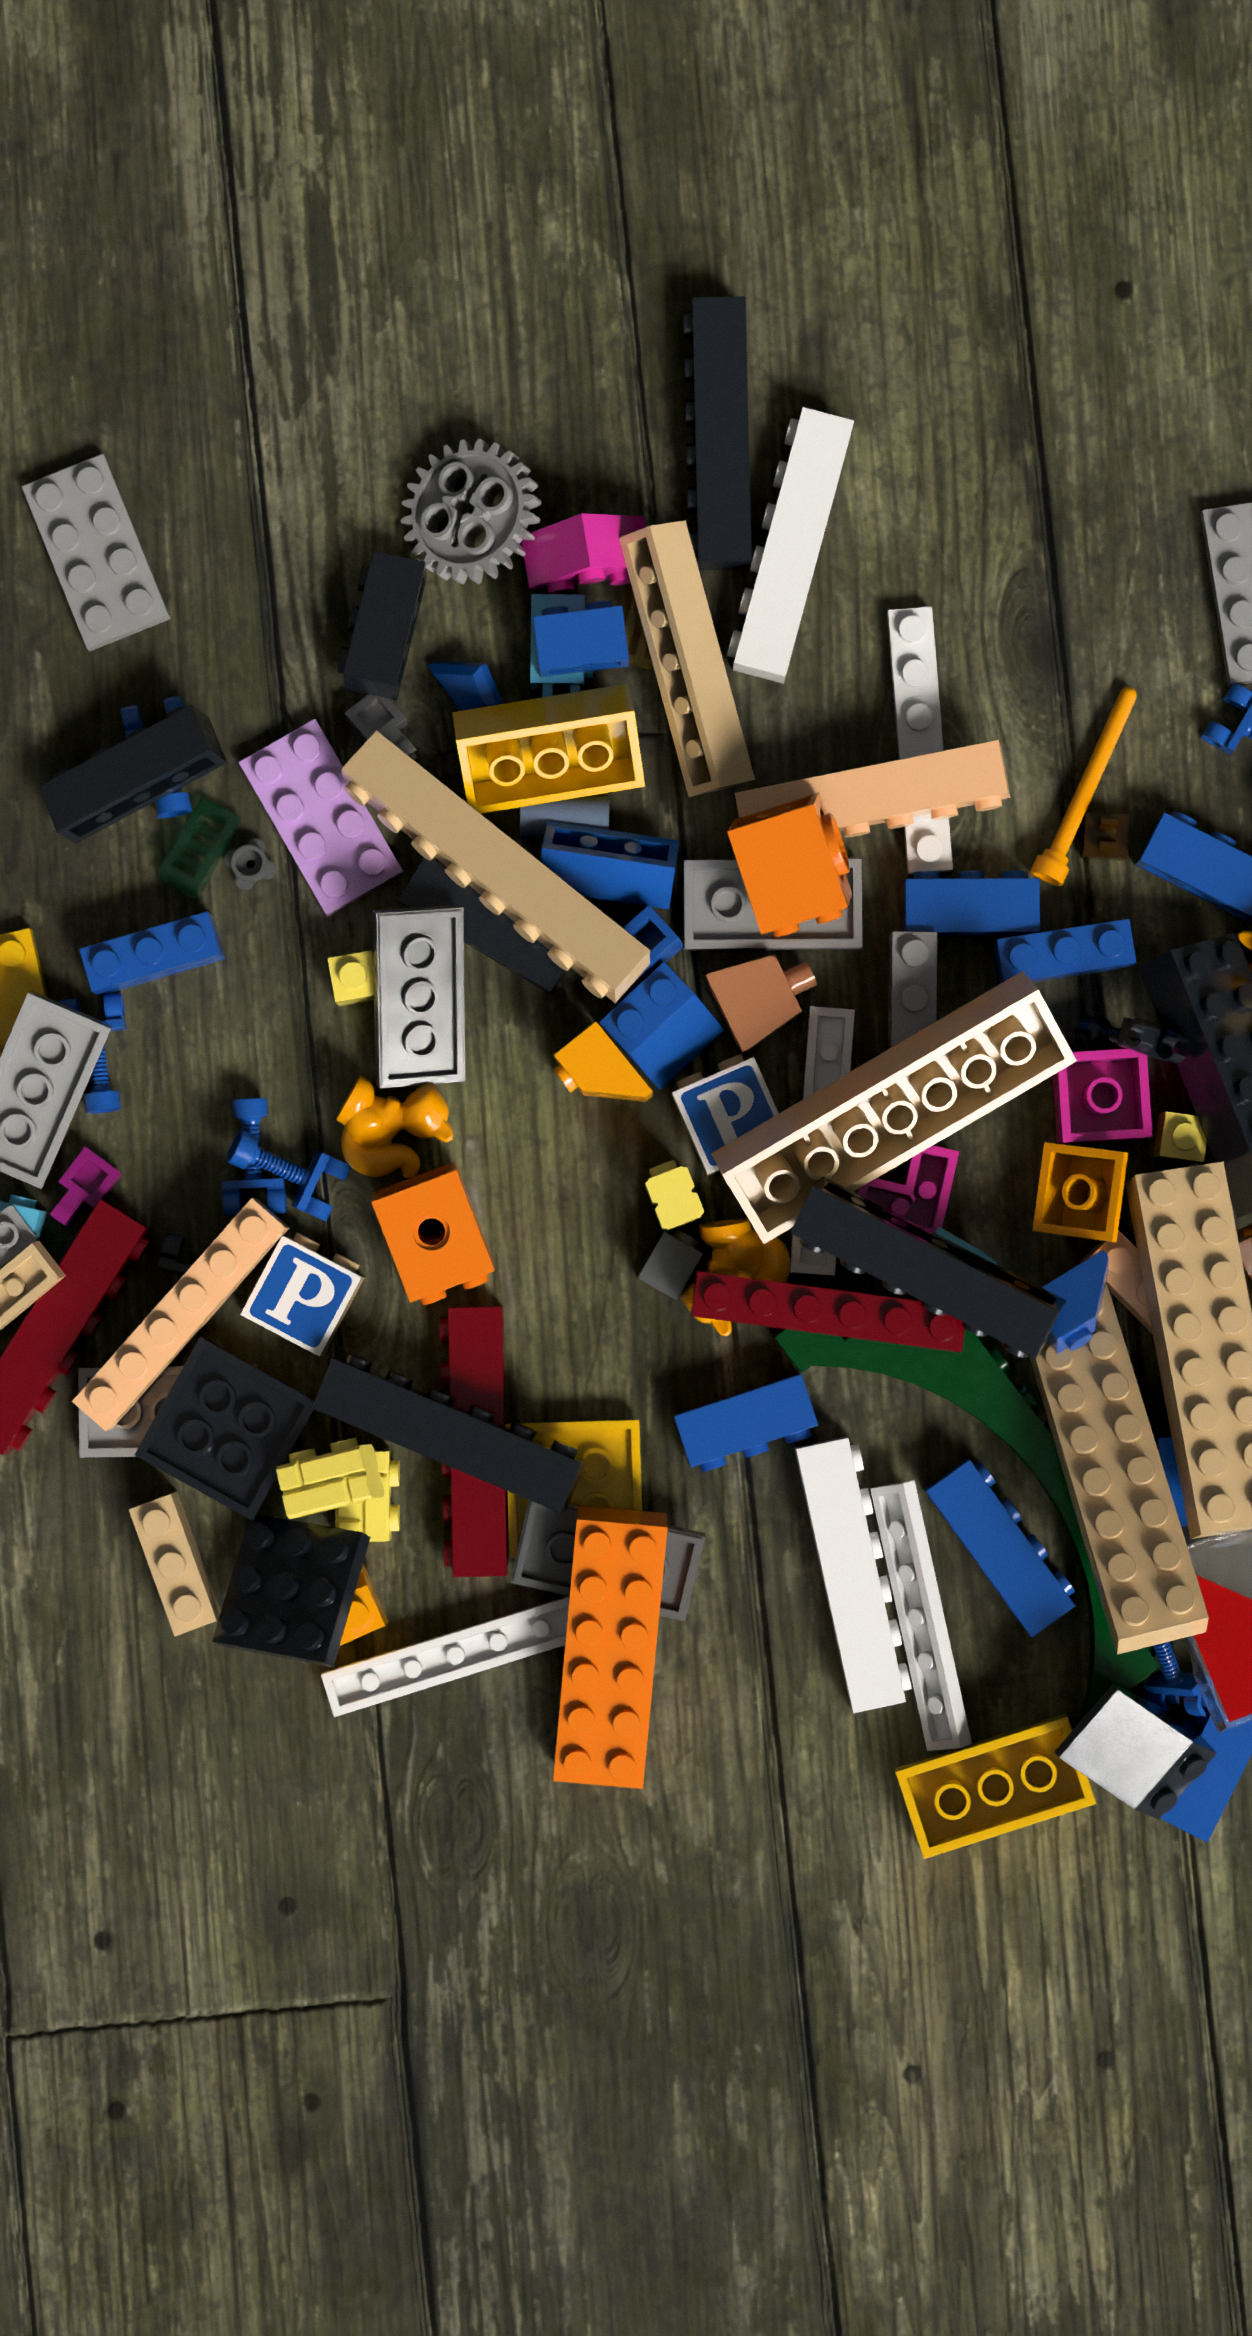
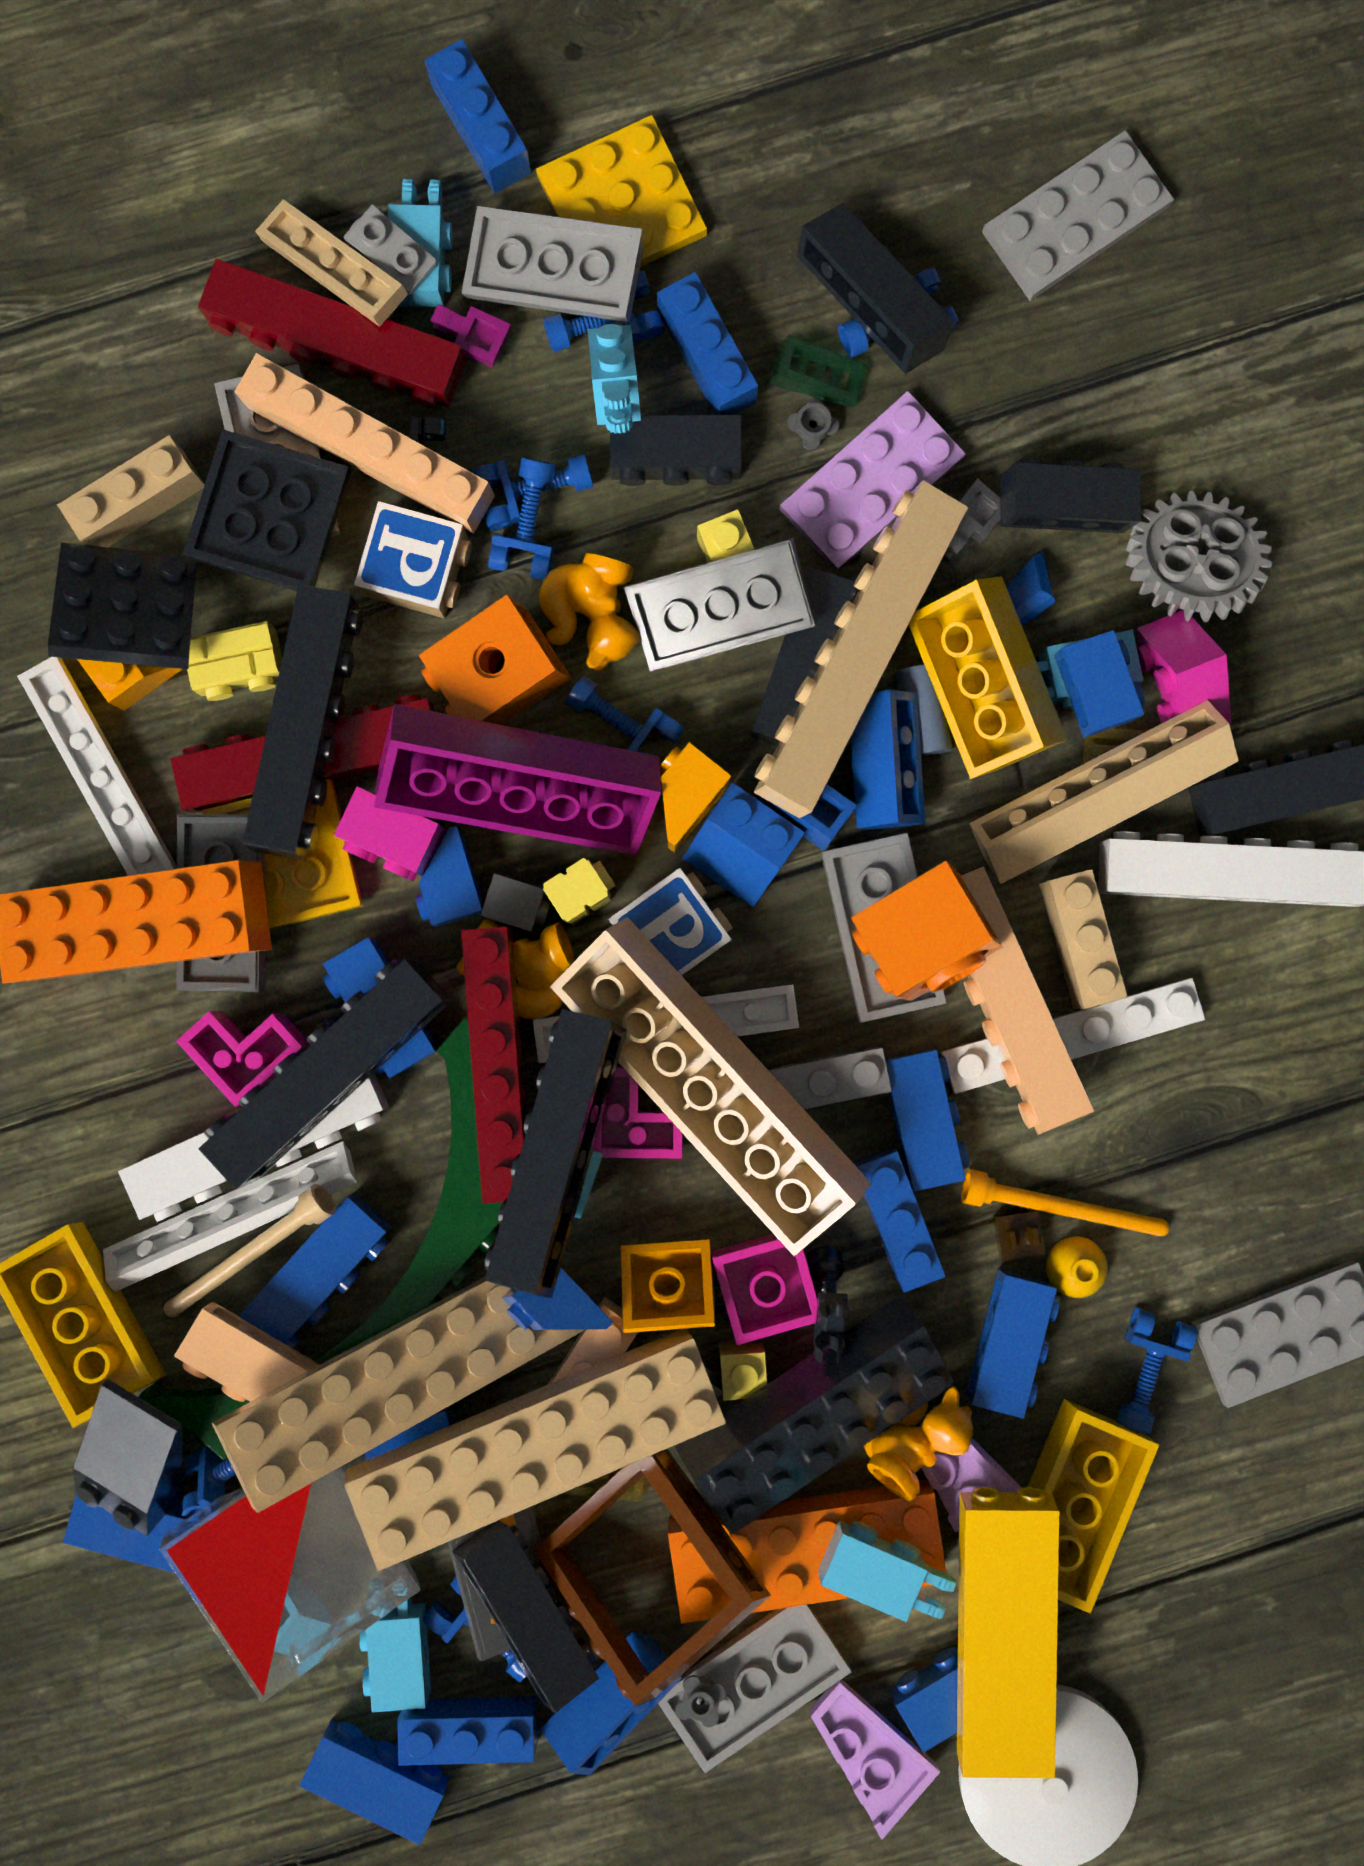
camera: 70 degrees right, 0 degrees up
(168, 1052) = (614, 377): none -> medium azure hinge
(248, 1007) = (678, 450): none -> black brick
(329, 1480) = (233, 617): light yellow brick -> none
(478, 1150) = (585, 696): none -> blue bar
(554, 1232) = (516, 780): none -> magenta brick
(577, 1371) = (398, 837): none -> dark pink brick
(637, 1326) = (449, 883): none -> blue slope
(758, 997) = (790, 933): nougat torso -> none
(774, 1570) = (239, 1061): none -> dark pink brick
(802, 1477) = (324, 1074): none -> black brick
(827, 710) = (1083, 940): none -> tan brick
(930, 1526) = (312, 1207): none -> tan piece
(1060, 1626) = (238, 1355): none -> light nougat brick
(1149, 786) = (1077, 1267): none -> yellow brick

